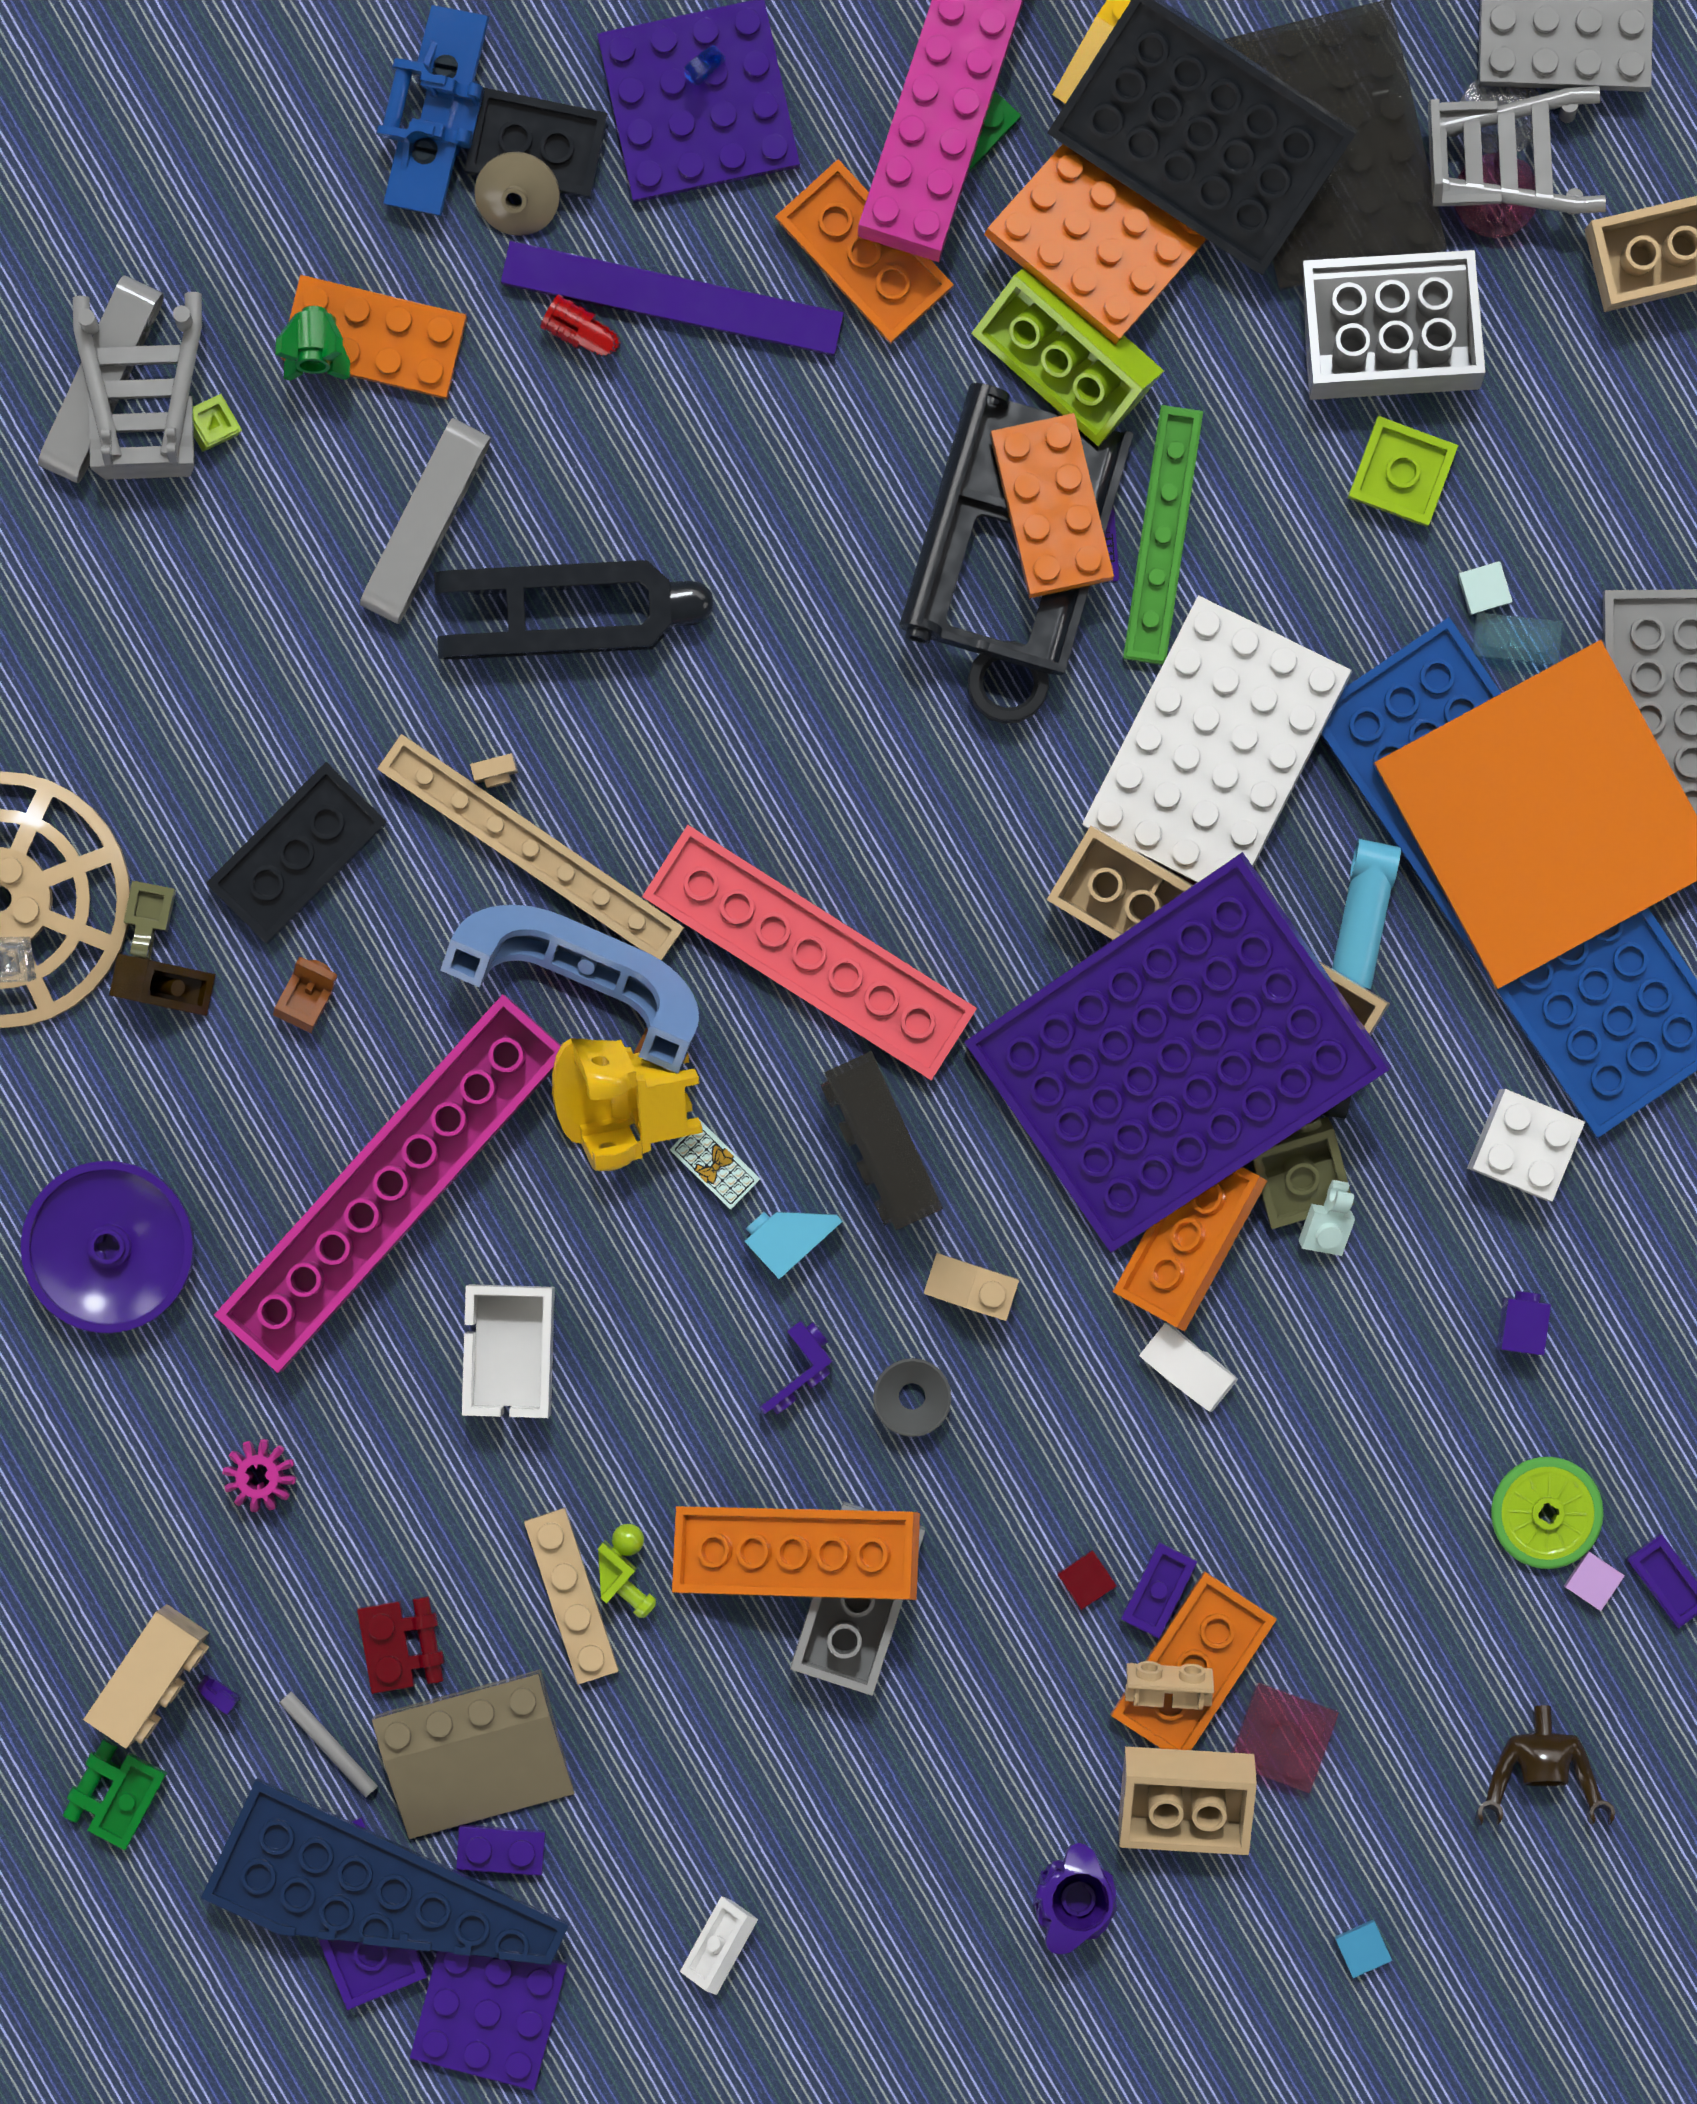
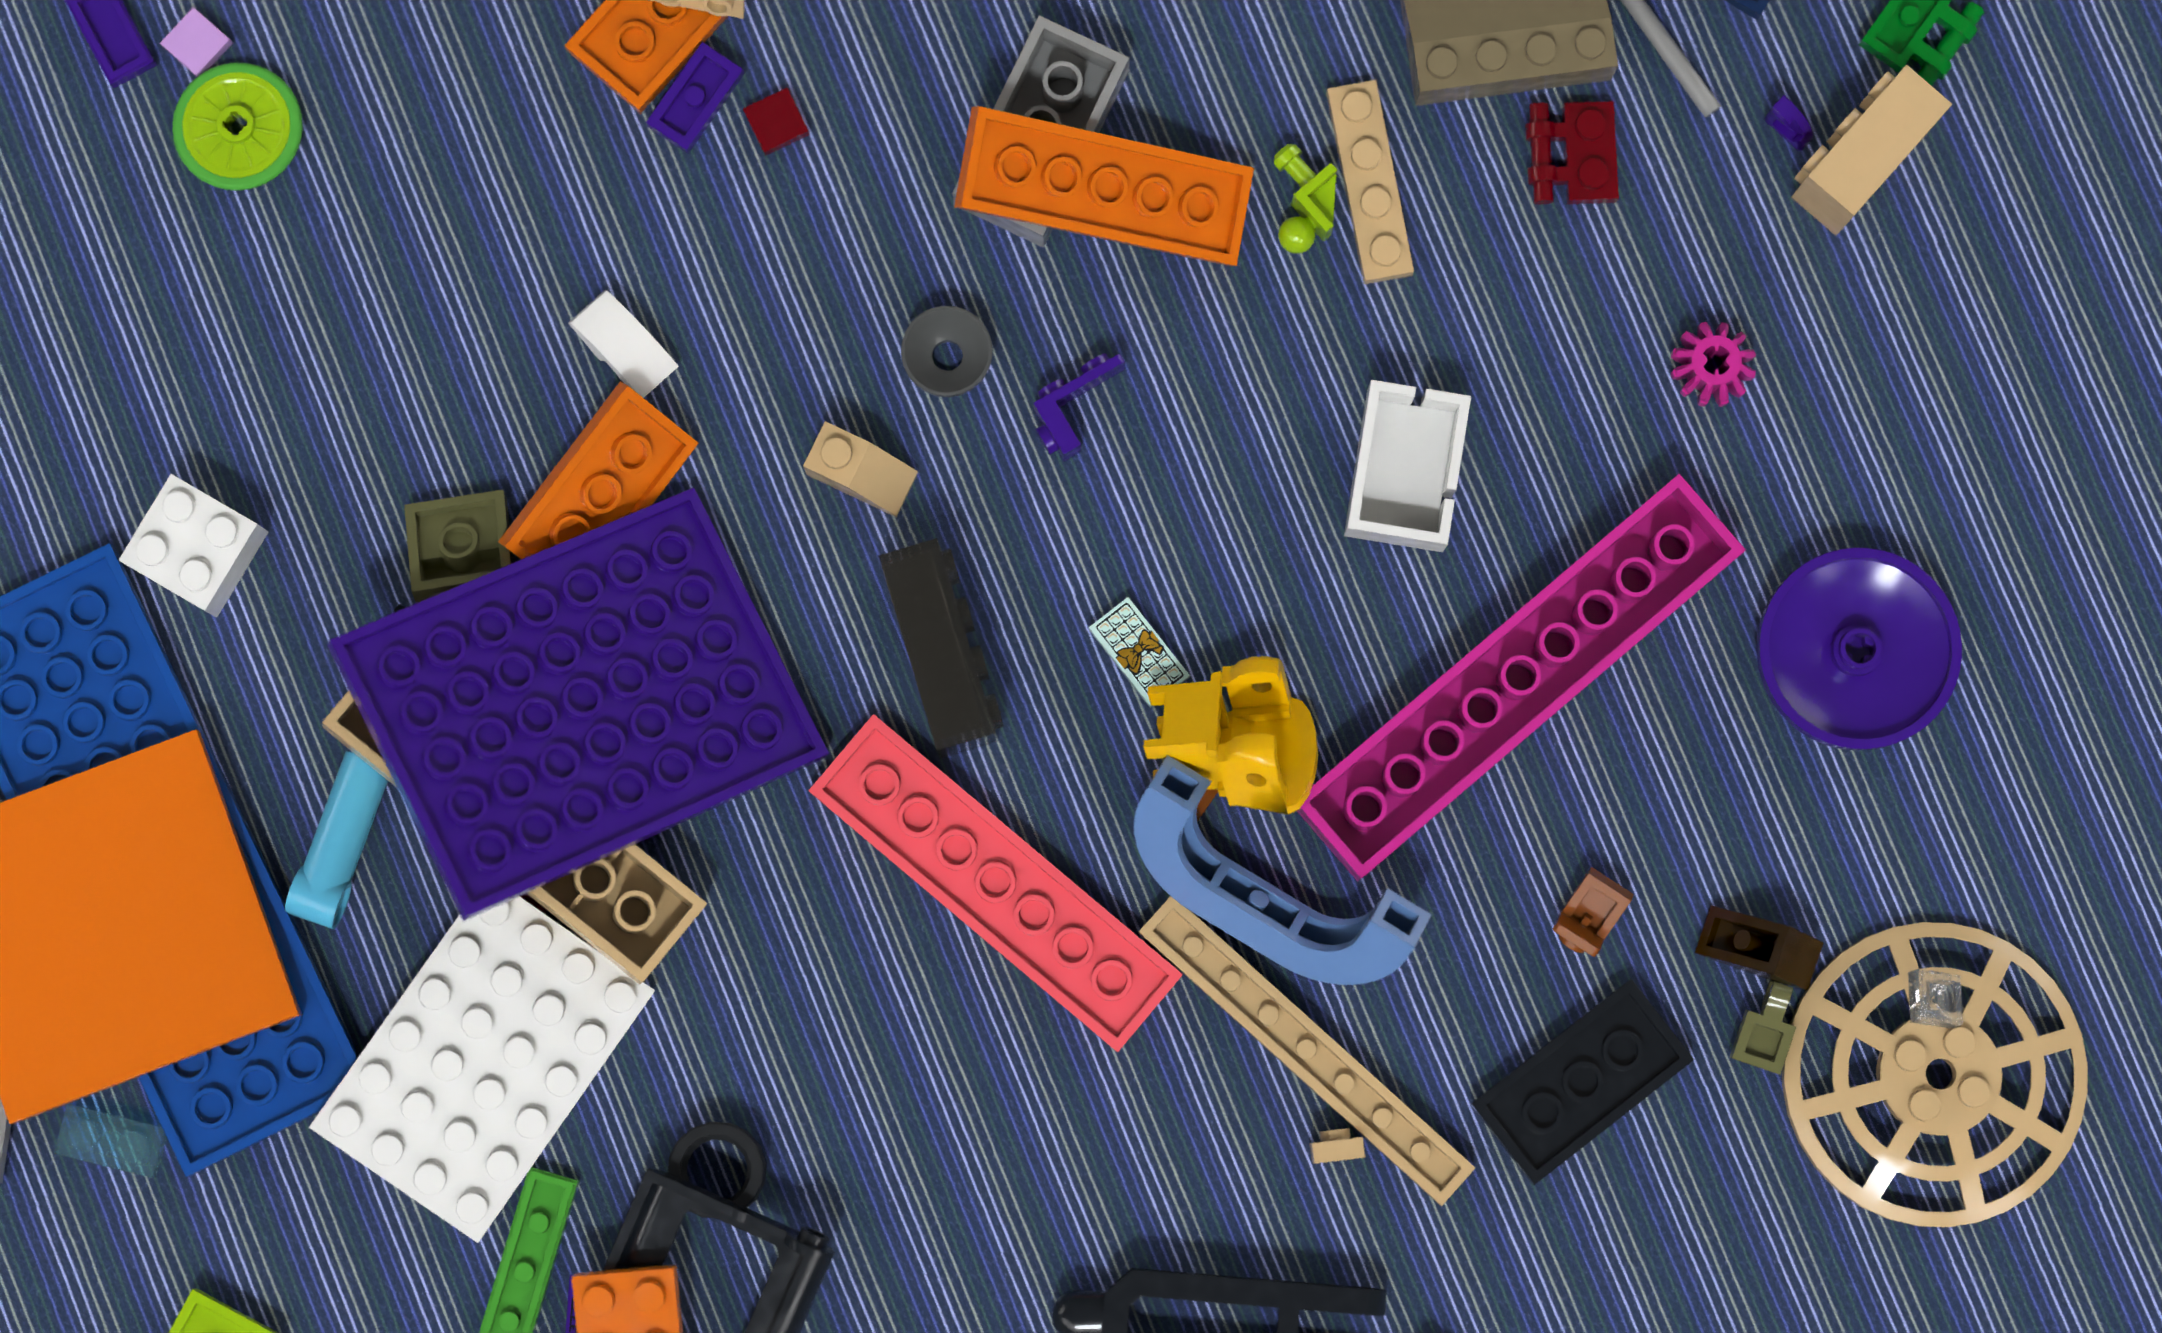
camera: 175 degrees left, 5 degrees down
(788, 1237) = (1064, 555): medium azure slope -> none
(1329, 1225) = (434, 484): light aqua plate -> none
(1485, 588) = (139, 1206): light aqua tile -> none
(1524, 1323) = (229, 341): dark purple brick -> none

